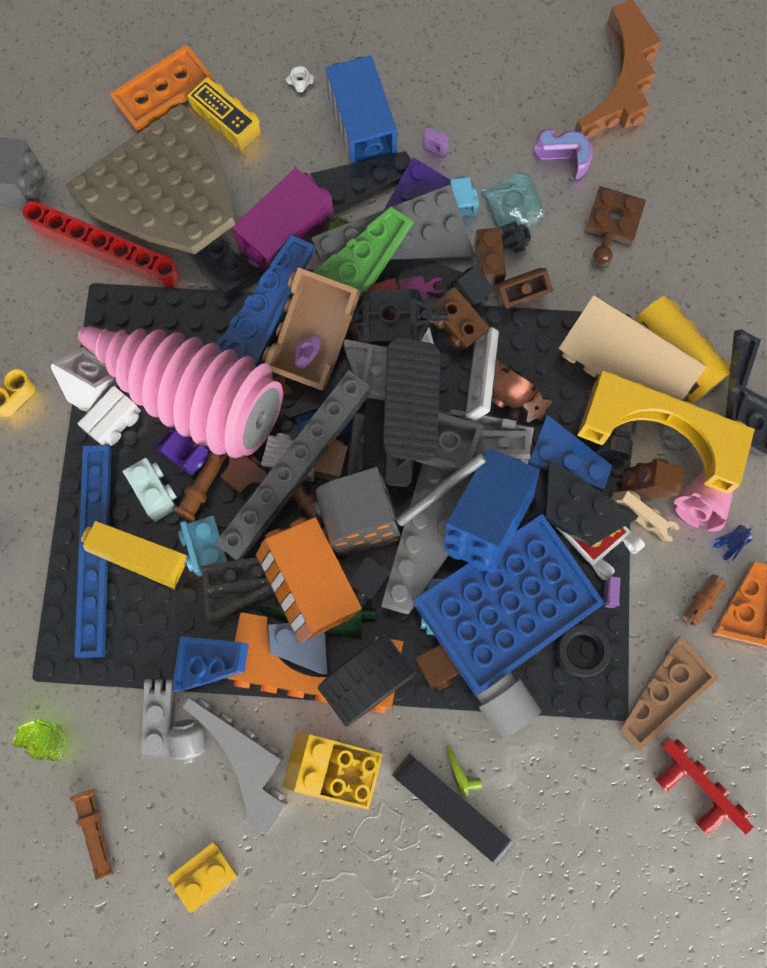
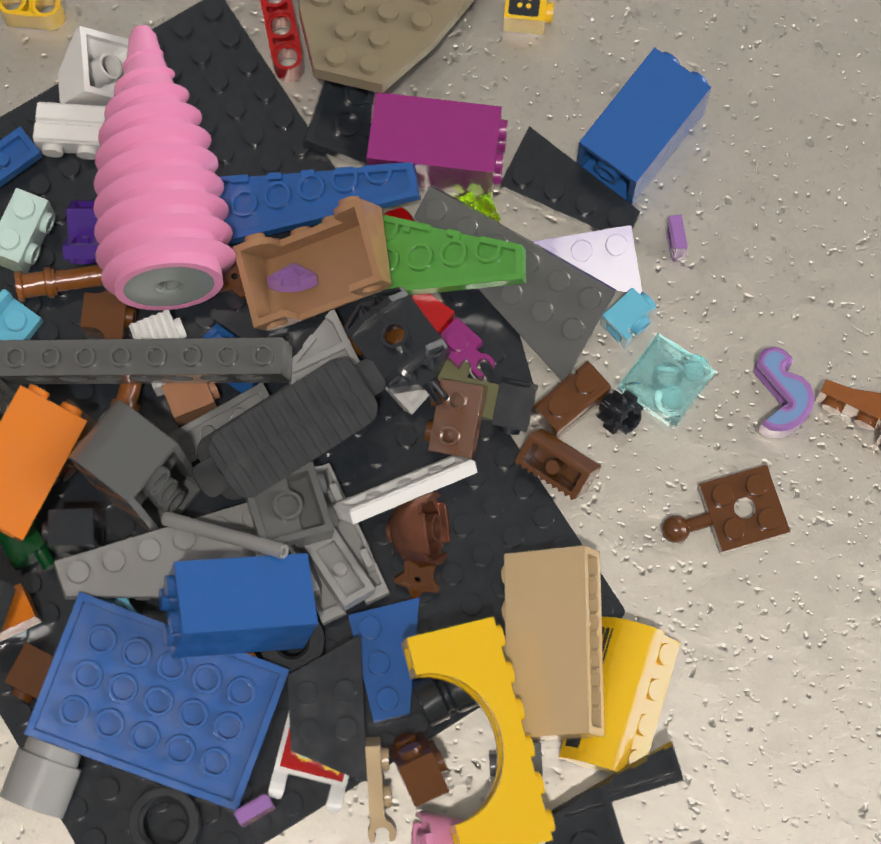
camera: 55 degrees right, 0 degrees up
(300, 73) = (647, 19): white plate -> none

